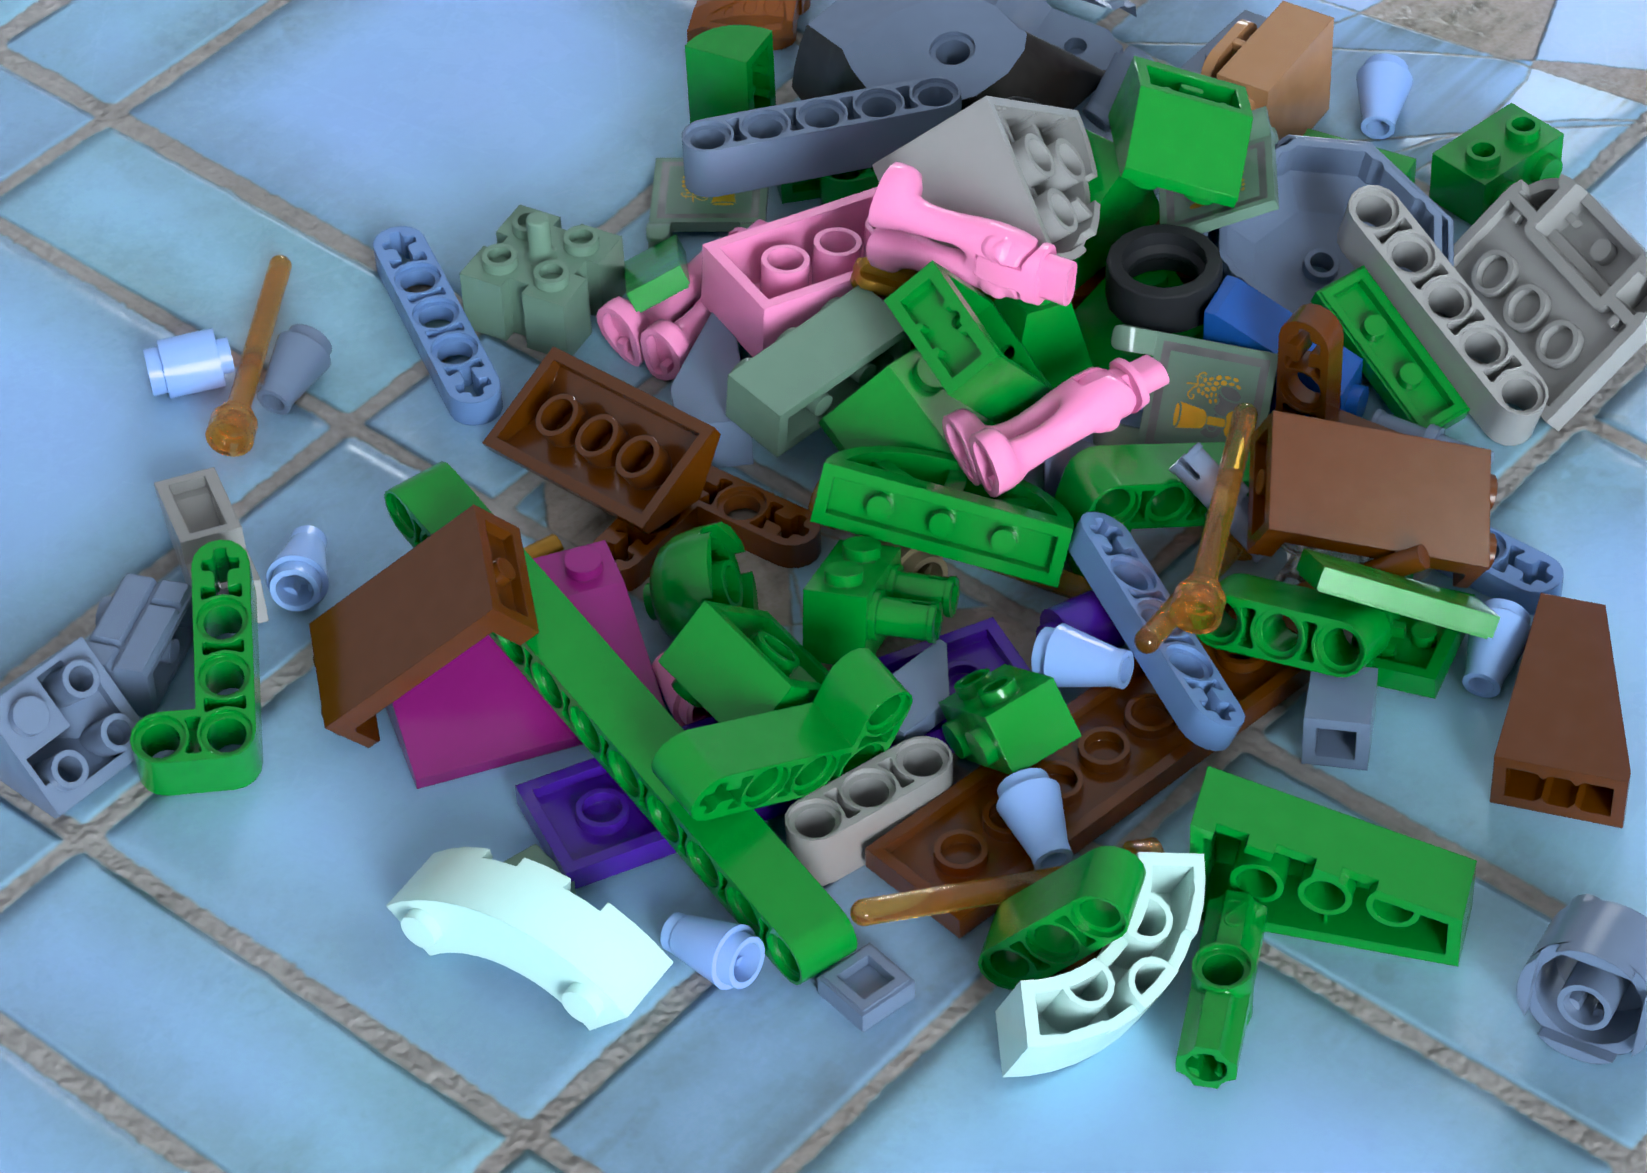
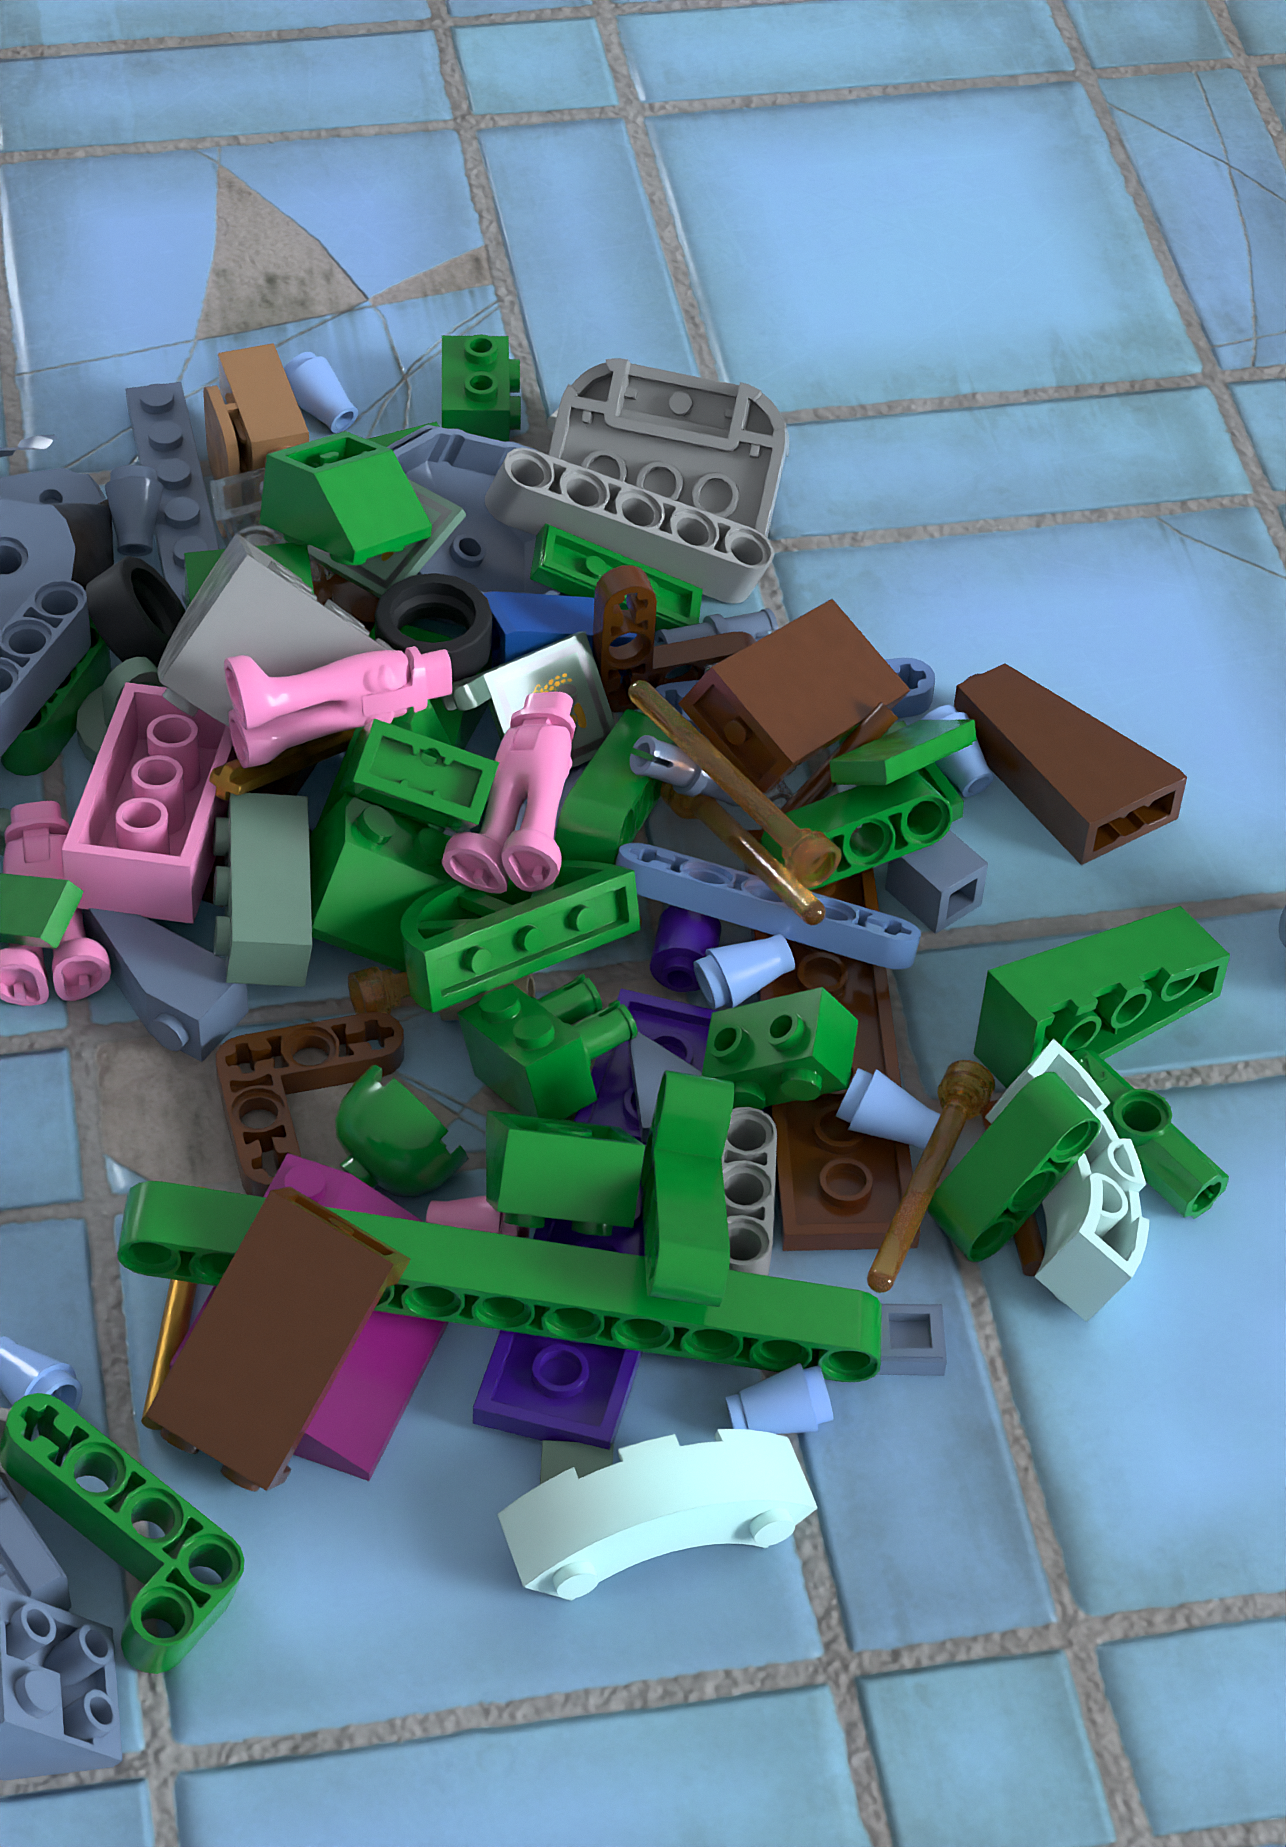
camera: 55 degrees left, 5 degrees up
(606, 442) = (145, 1078): reddish brown slope -> none

